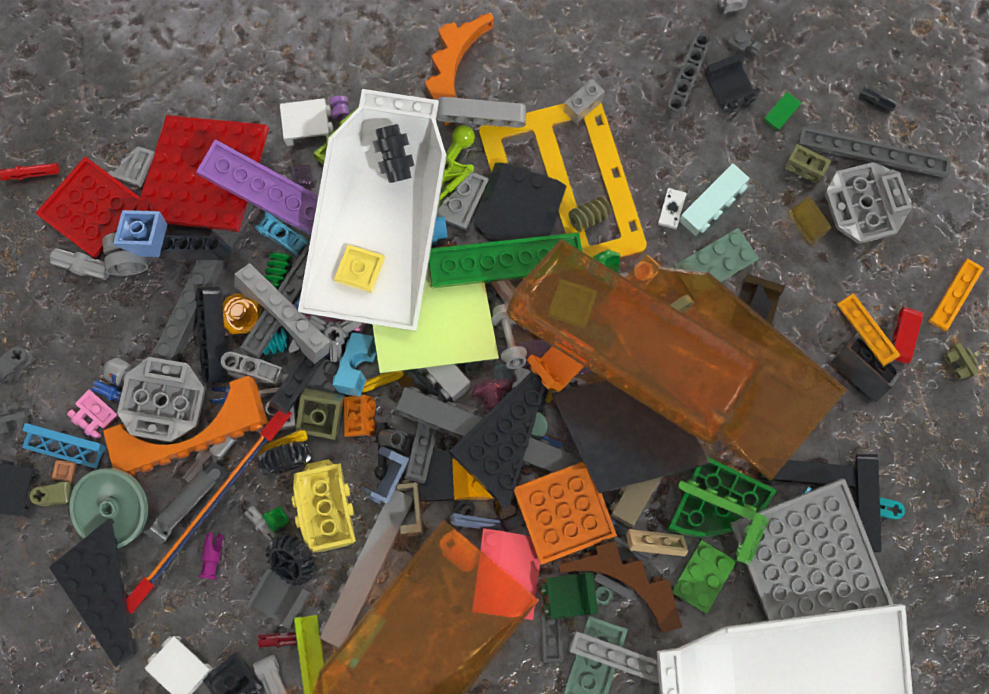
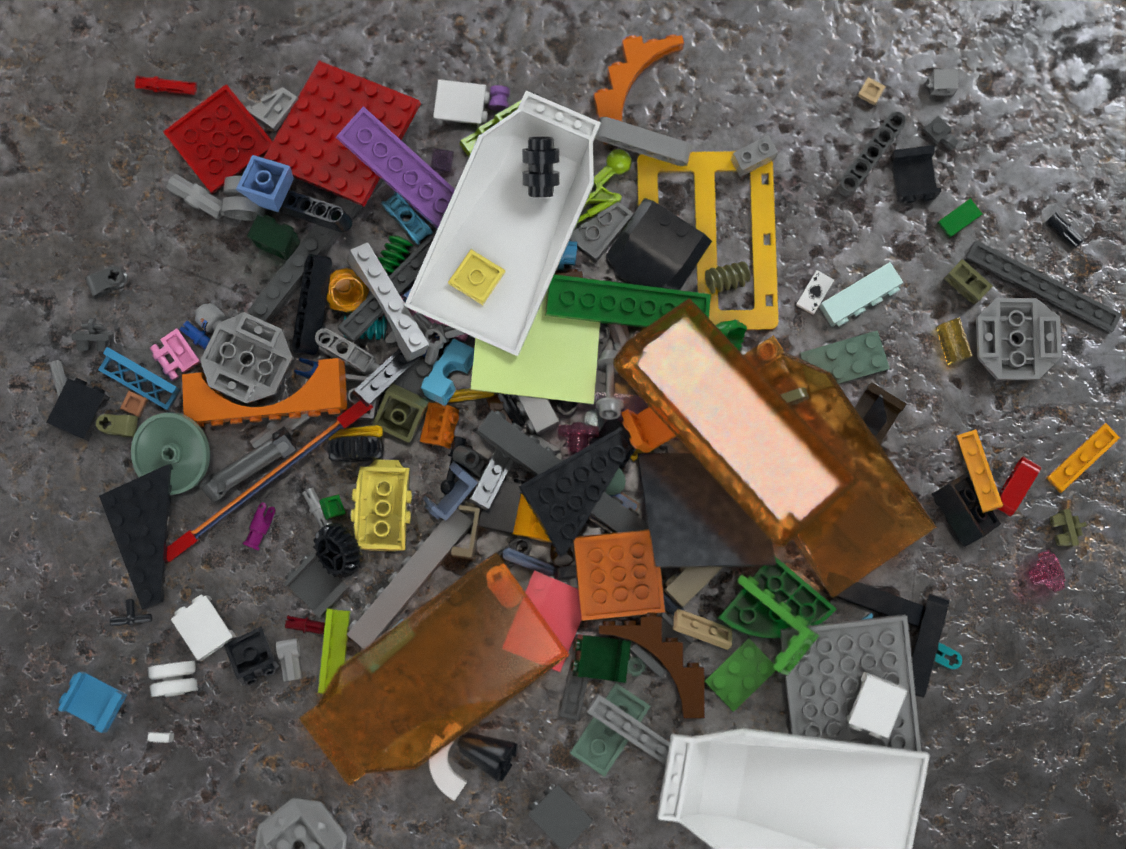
camera: 15 degrees right, 5 degrees up
(106, 678) = (130, 618): none -> black piece
(160, 282) = (272, 237): none -> clear green brick
(672, 21) = (871, 91): none -> tan plate
(841, 572) = (876, 706): none -> white panel
(958, 405) = (1048, 572): none -> clear pink plant

